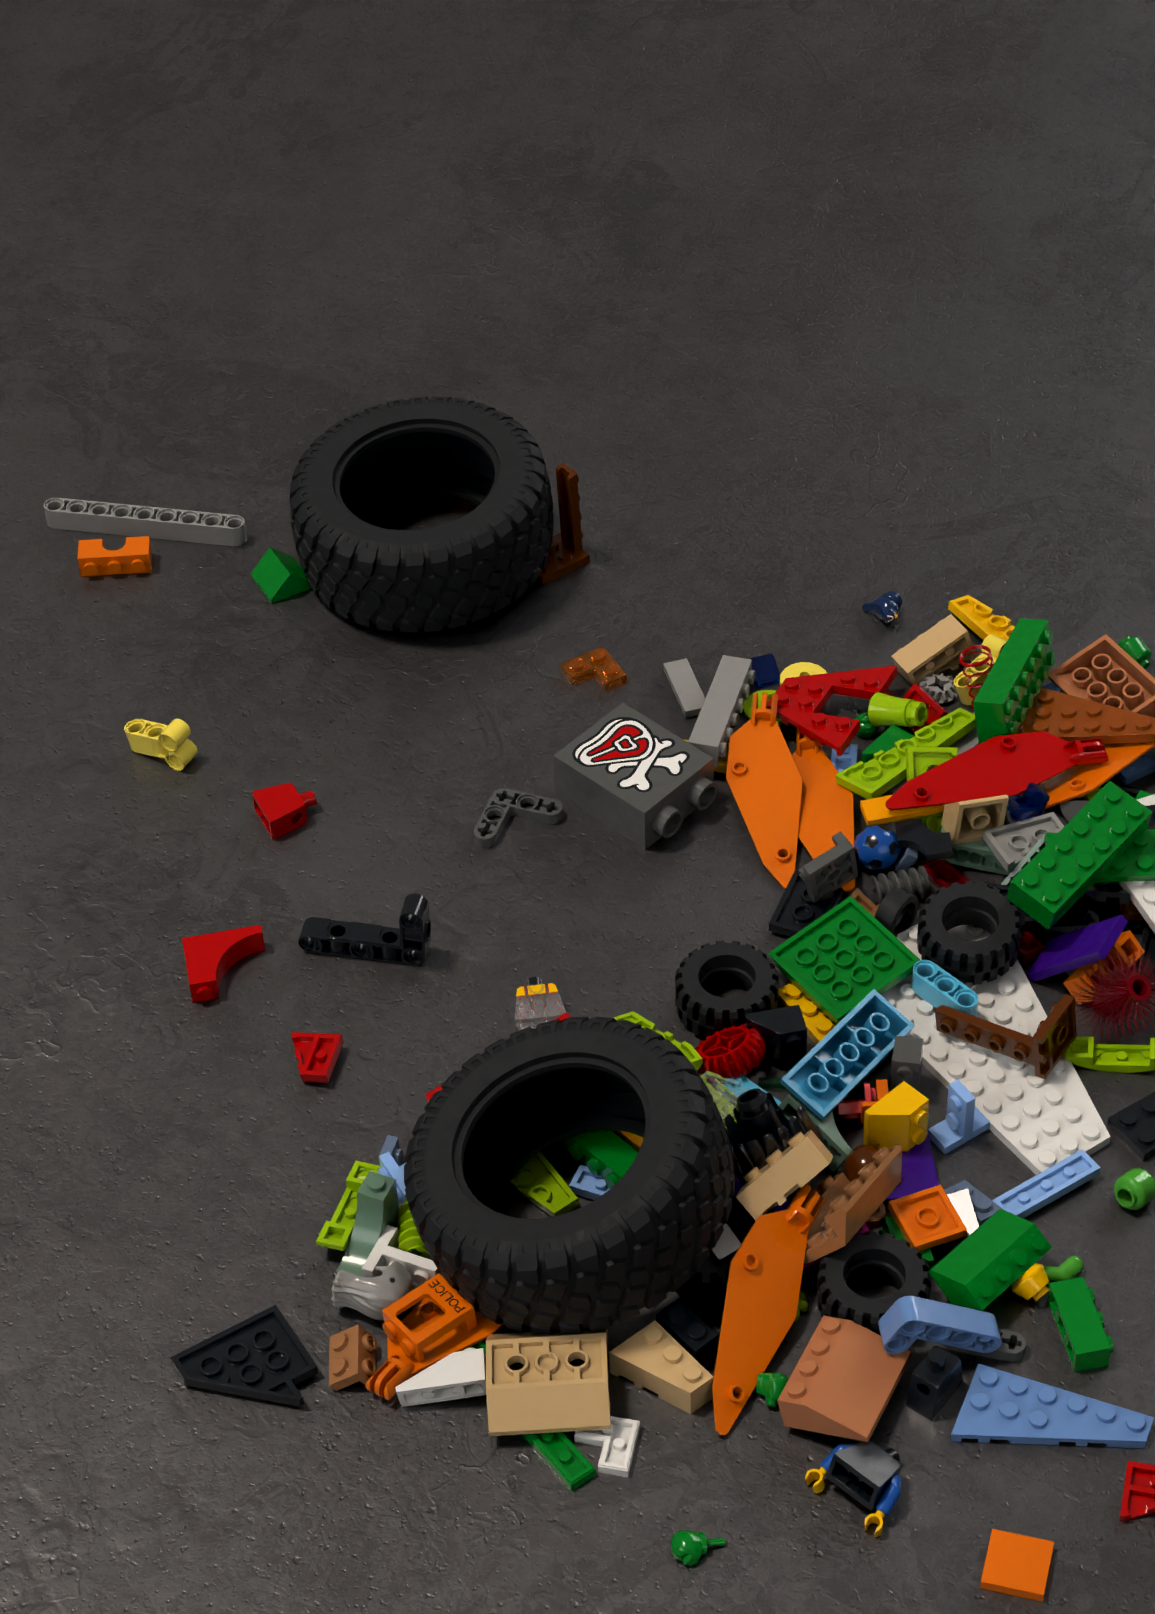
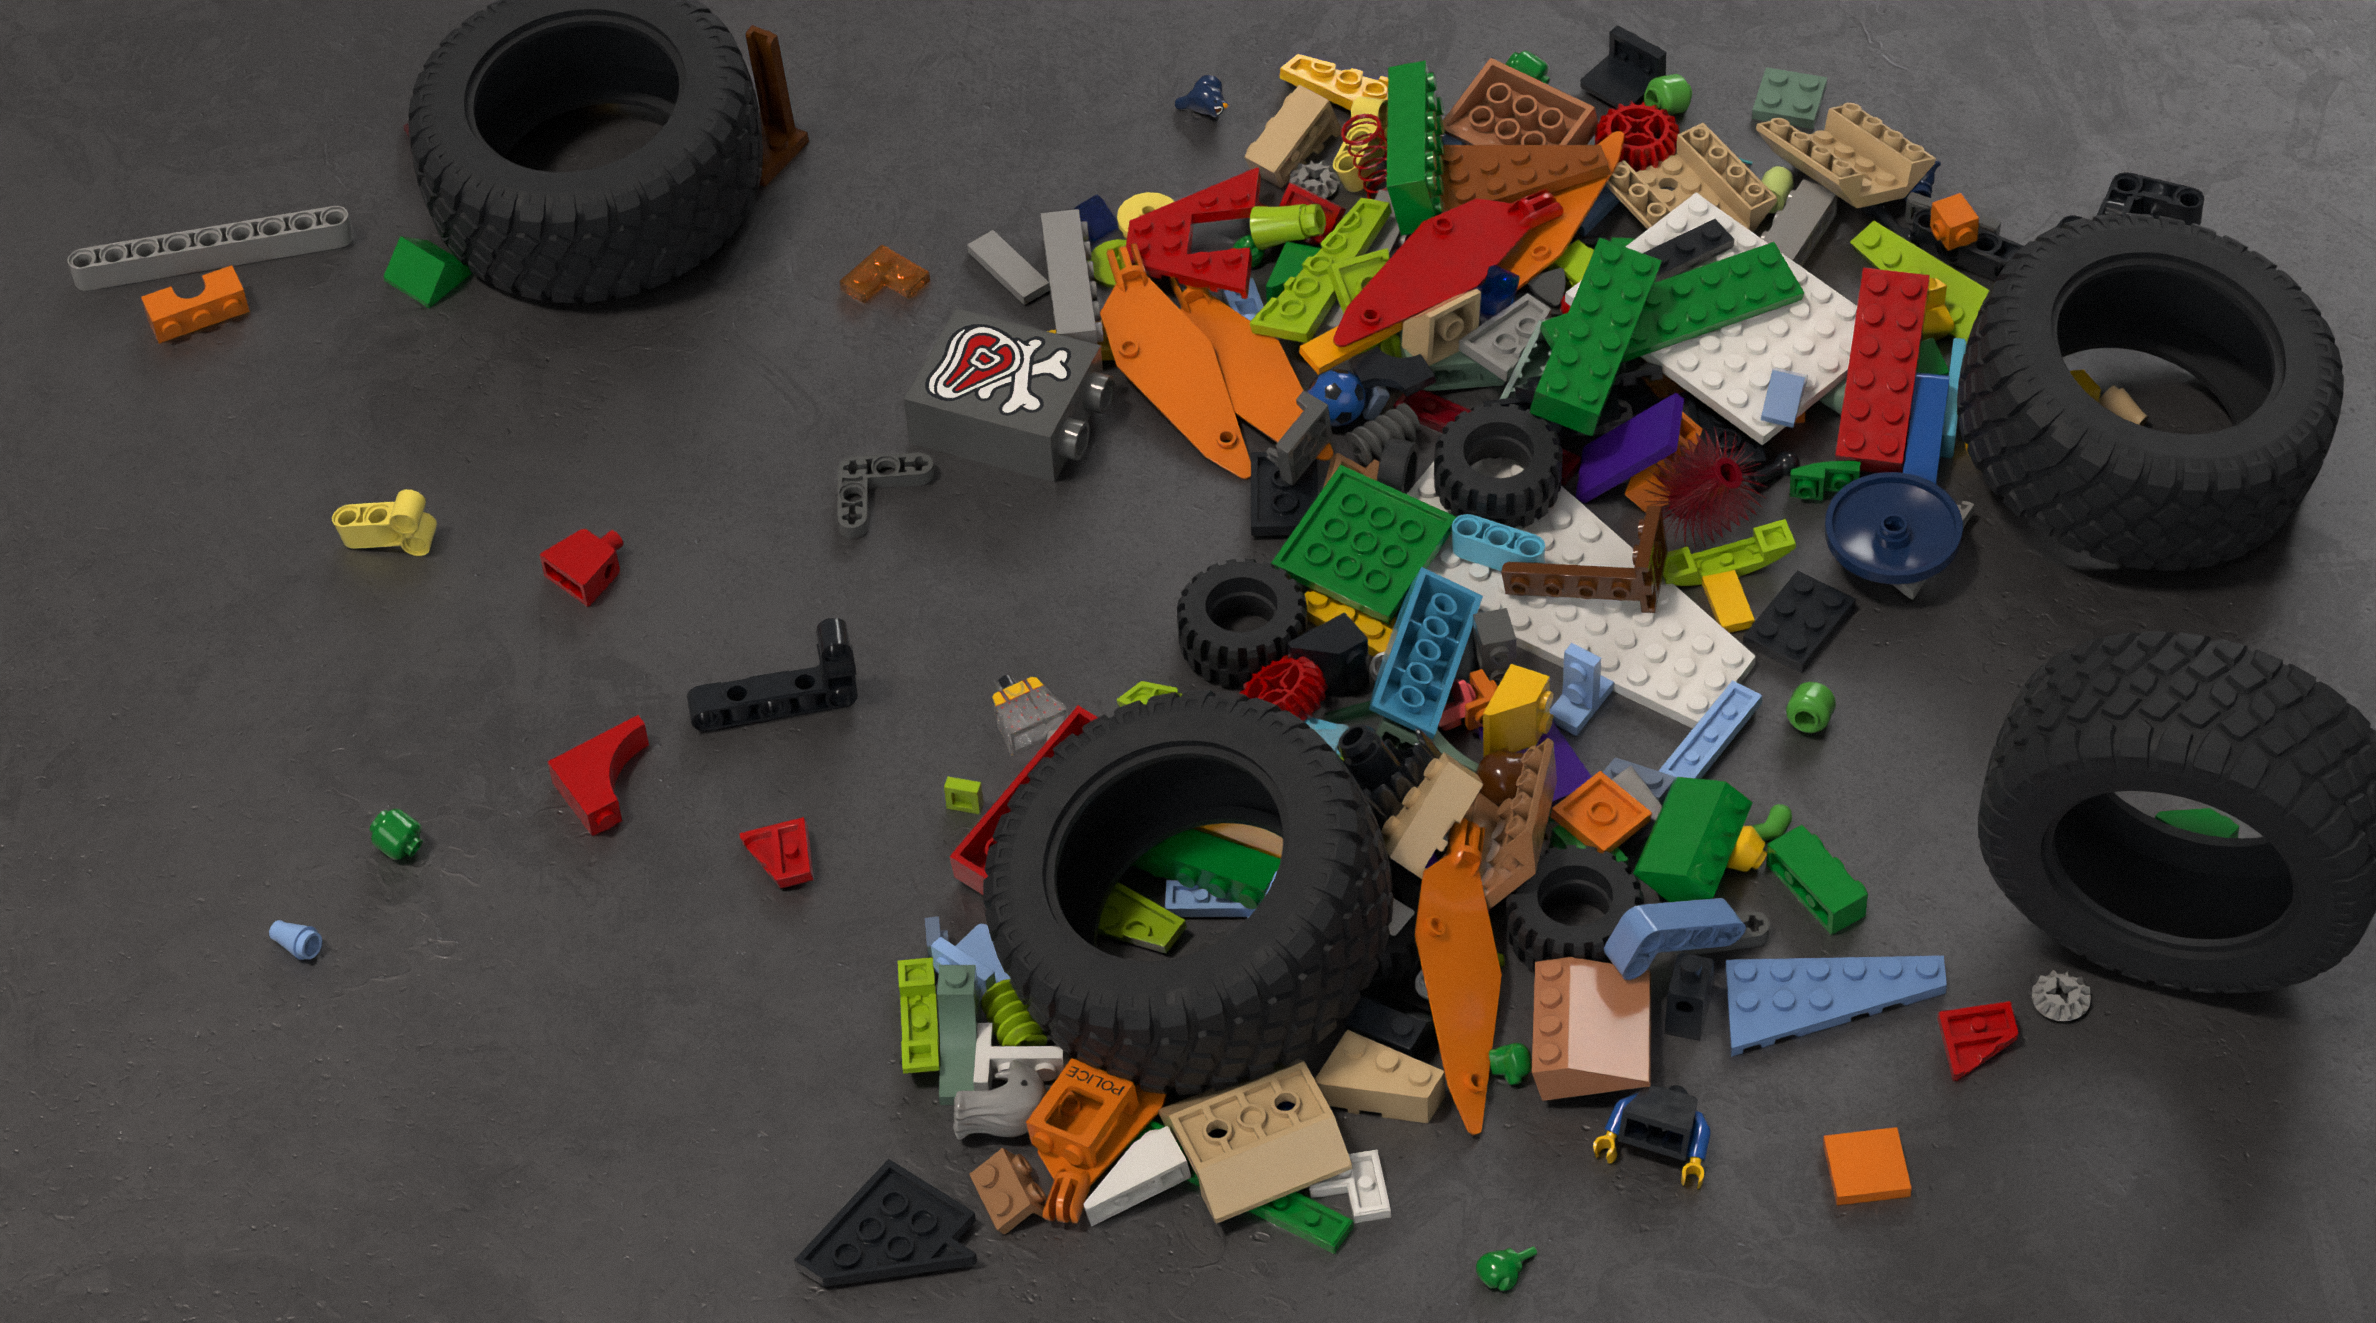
camera: 20 degrees left, 5 degrees up
(56, 957) = (396, 834): none -> green head
(461, 1051) = (963, 795): none -> lime tile
(1109, 1088) = (1728, 601): none -> yellow tile

